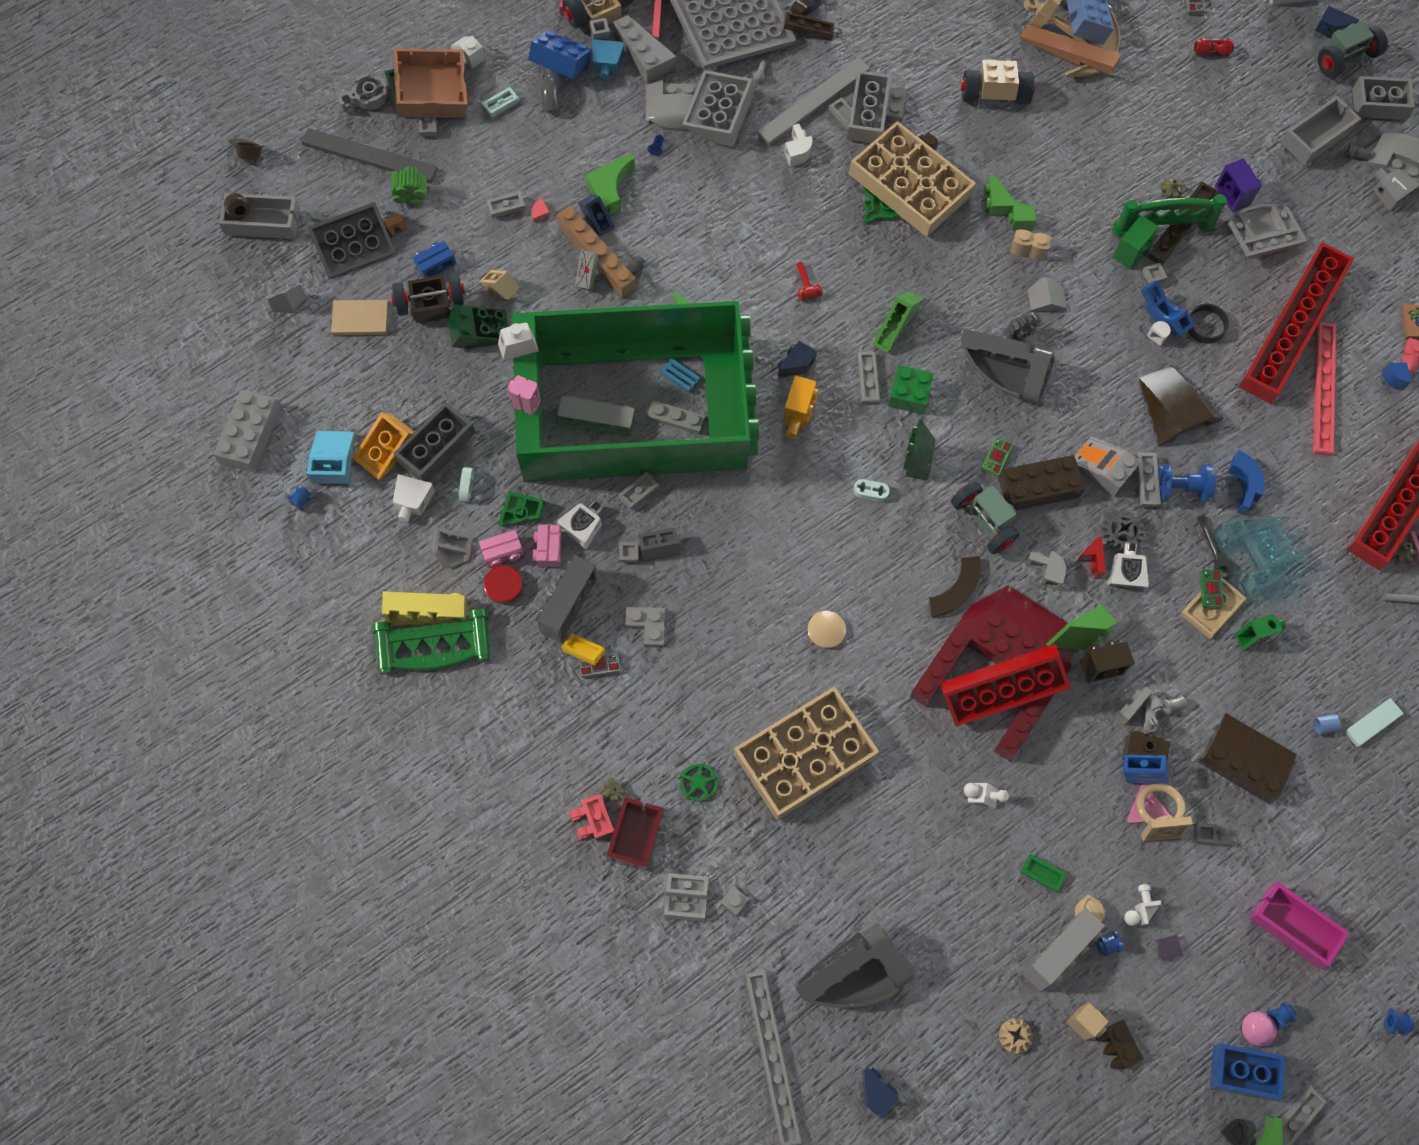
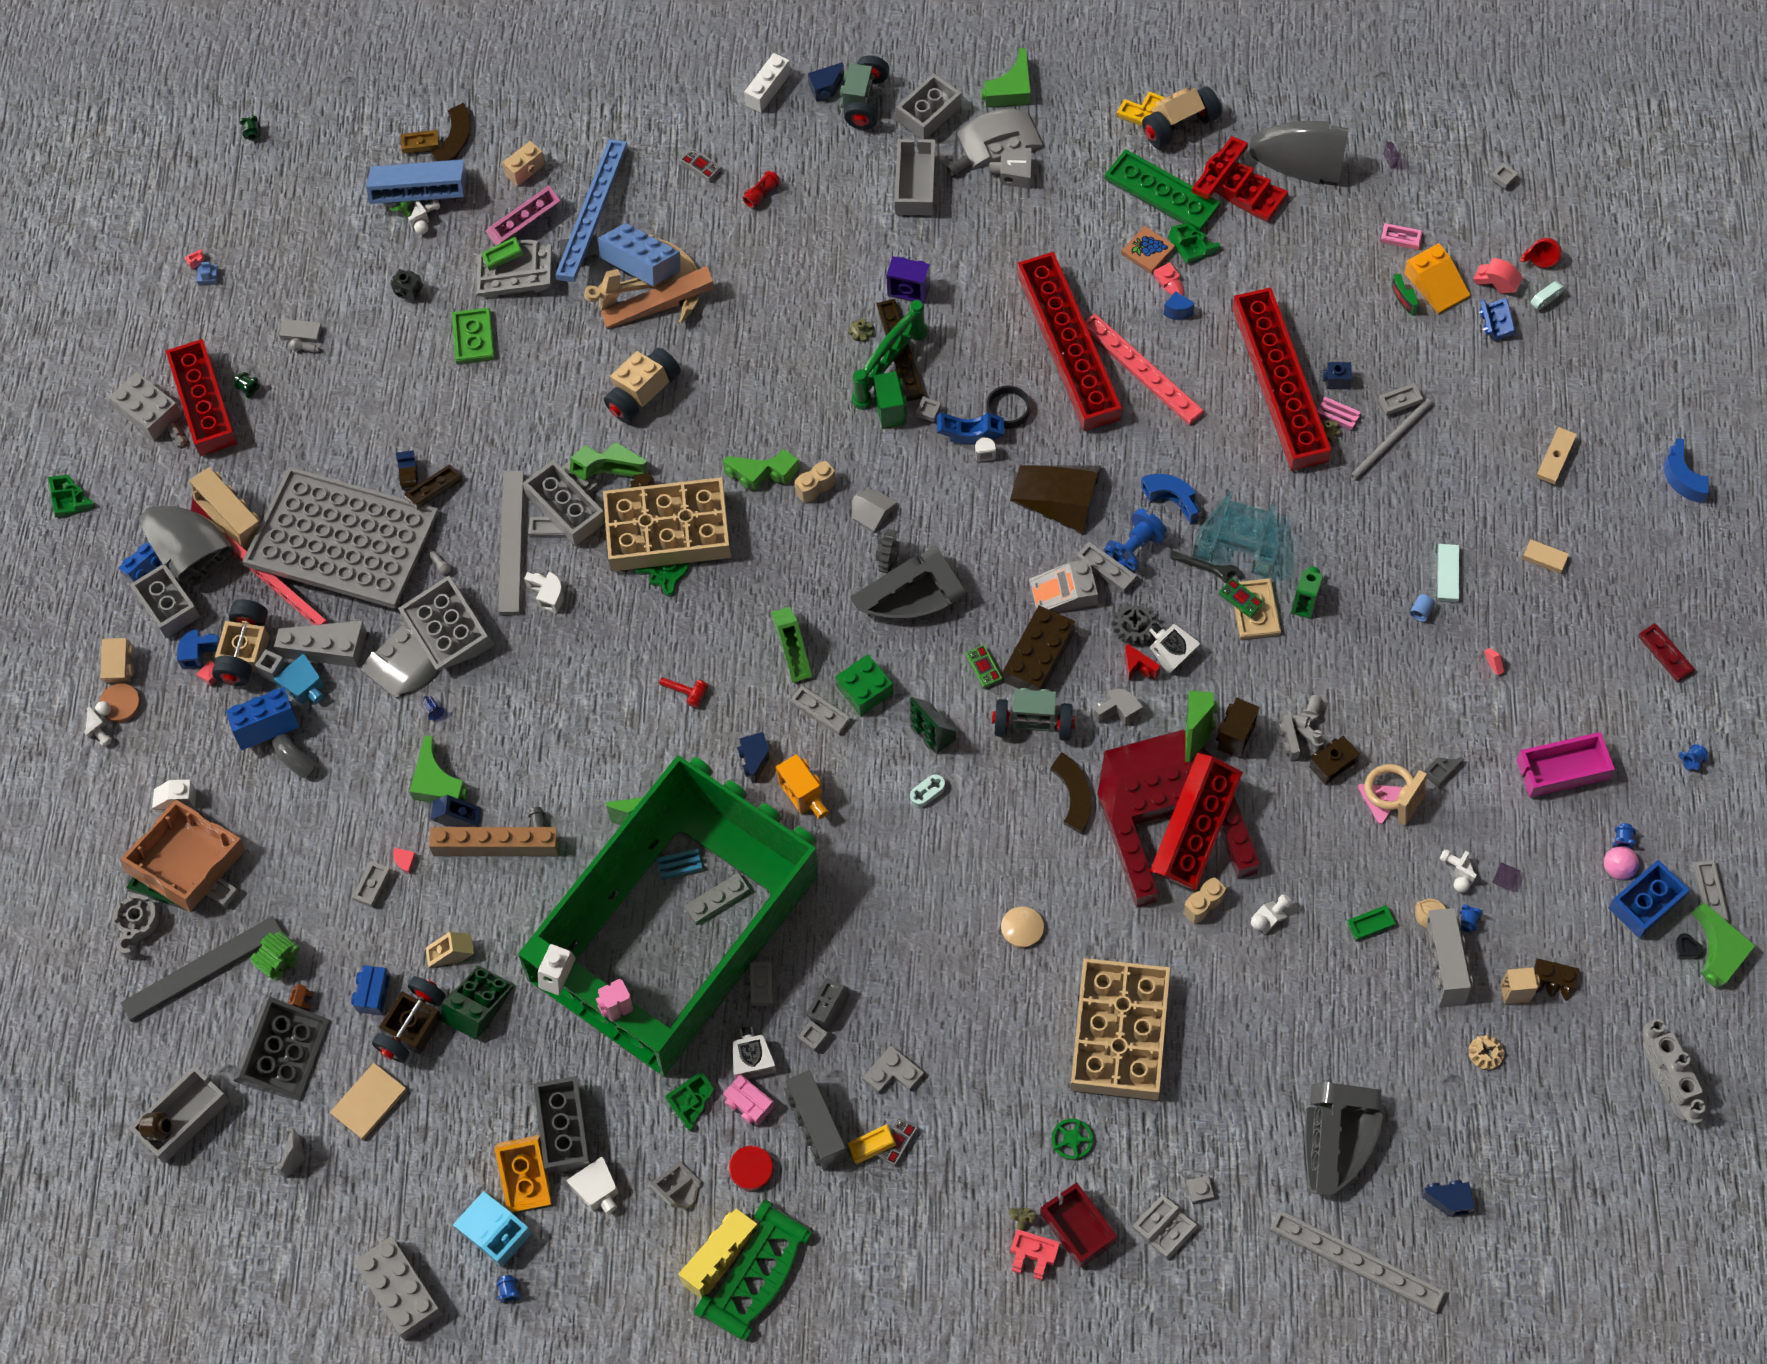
camera: 45 degrees left, 5 degrees down
(247, 150) = (92, 1075): dark brown piece -> none
(466, 484) = (625, 1128): light aqua beam -> none
(501, 549) = (716, 1143): bright pink brick -> none
(503, 104) = (246, 824): light aqua tile -> none
(586, 269) = (507, 862): light grey tile -> none
(596, 415) = (658, 963): light grey brick -> none
(927, 112) = (614, 460): none -> bright green arch
(959, 740) = (1206, 899): none -> tan brick
(1146, 769) = (1351, 772): blue brick -> none
(1248, 759) = (1403, 689): dark brown slope -> none
(1266, 230) = (966, 293): light grey slope -> none
(1334, 810) = (1494, 660): none -> coral tile

